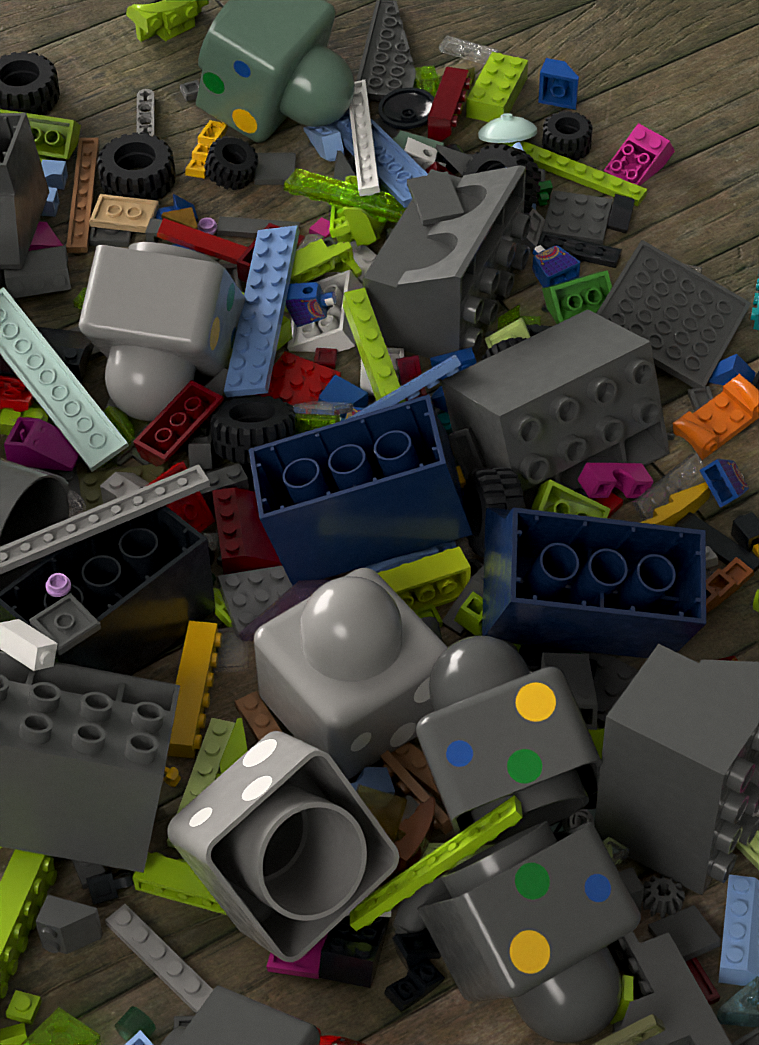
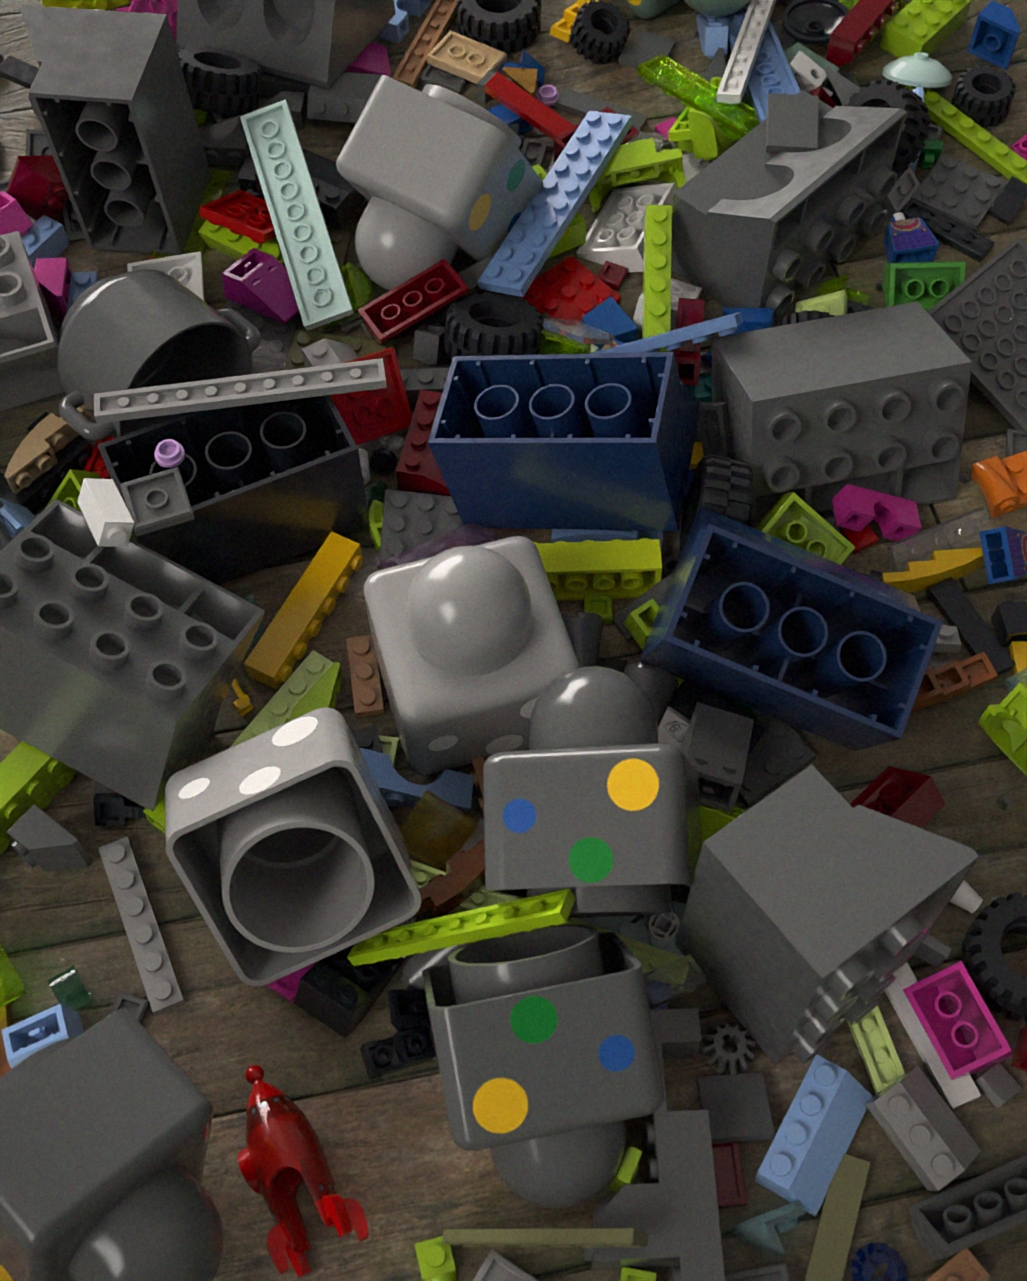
camera: 20 degrees right, 10 degrees up
(308, 302) = (612, 206): blue torso -> none

